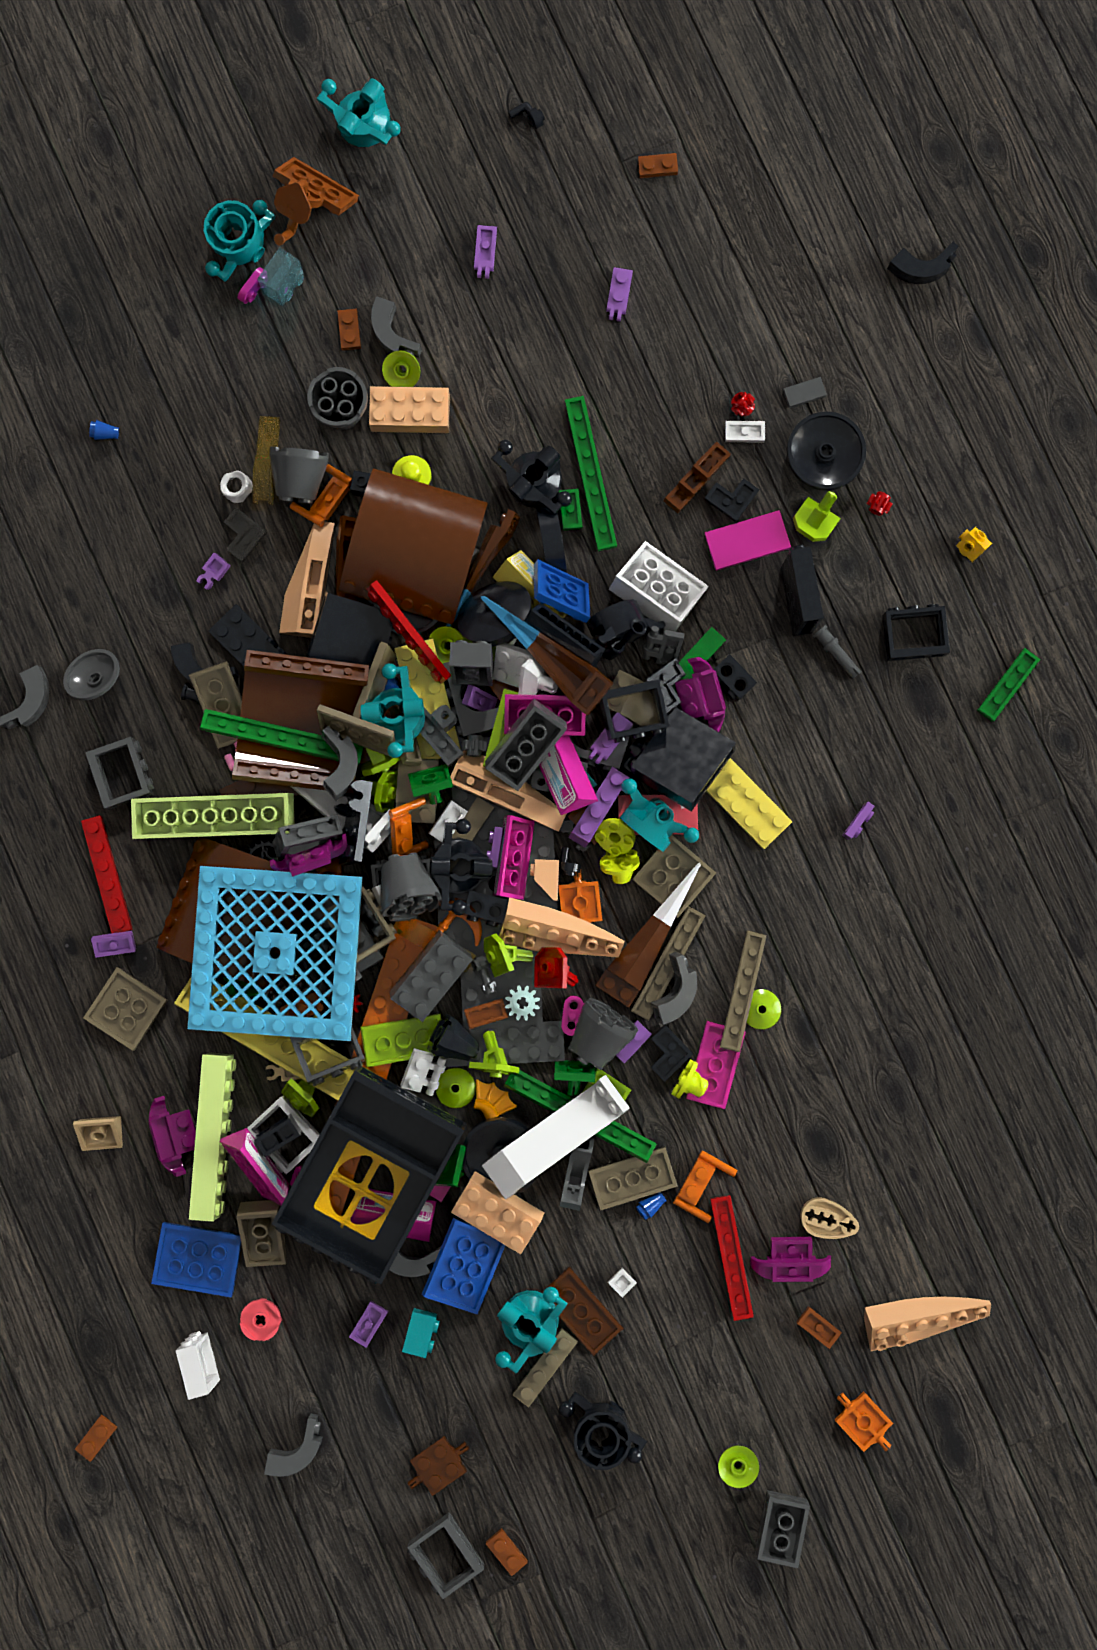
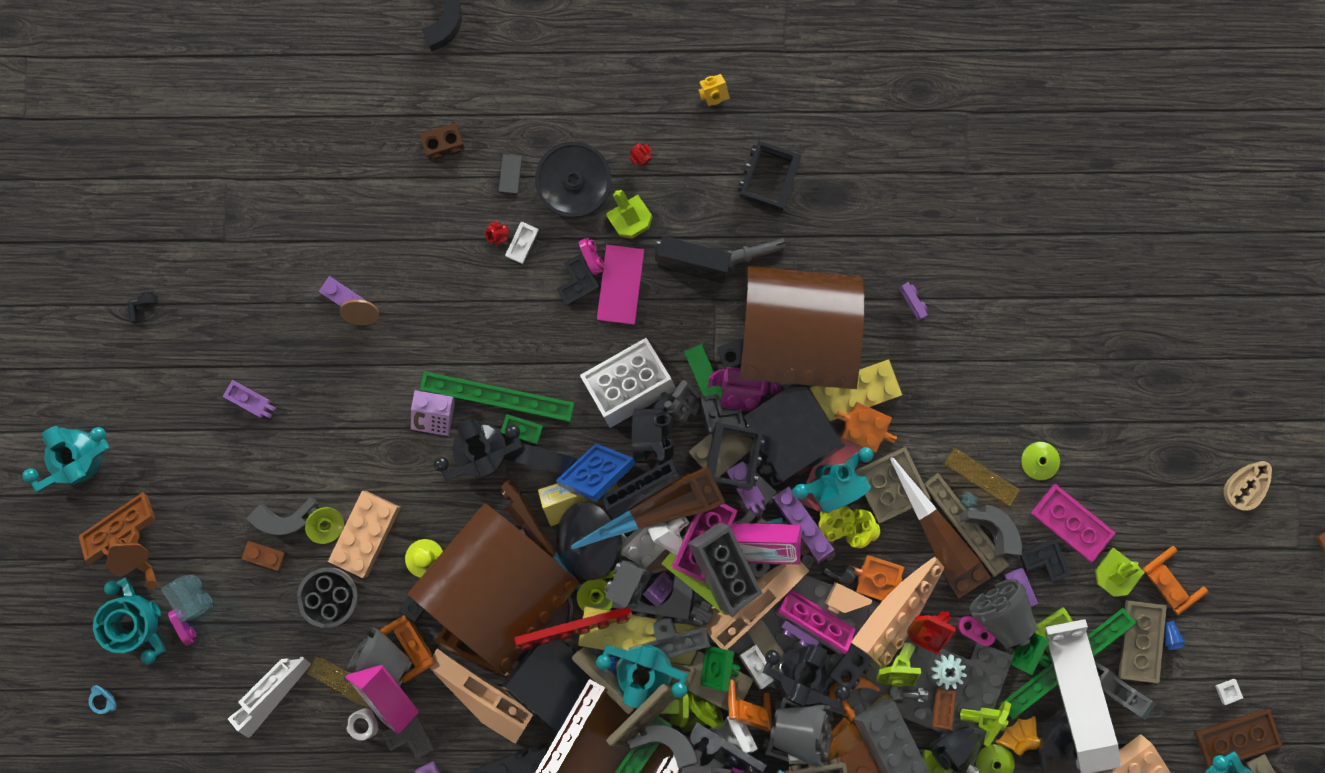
camera: 70 degrees left, 0 degrees up
(156, 255) = (111, 704): none -> medium azure piece
(225, 390) = (267, 694): none -> white wedge
(270, 491) = (384, 697): none -> dark pink slope
(548, 420) = (432, 413): none -> lavender slope
(611, 311) = (359, 312): none -> medium nougat piece
(657, 165) = (243, 210): dark orange plate -> none
(686, 1127) = (1117, 574): none -> lime piece
(690, 1082) = (1081, 553): neon yellow plate -> none
(693, 955) = (969, 499): none -> clear light blue plate
(697, 477) = (544, 303): reddish brown slope -> none
(718, 827) = (866, 426): none -> orange plate
(720, 958) = (981, 476): none -> clear yellow plate
(731, 1257) = (1247, 585): red plate -> none
(743, 991) = (1019, 470): dark tan tile -> none
(761, 500) = (589, 252): none -> dark pink plate
(784, 721) = (803, 327): none -> reddish brown panel
(791, 1261) = (1272, 534): magenta plate -> none
(810, 312) = (441, 136): none -> reddish brown brick
(1008, 685) = (849, 117): green tile -> none

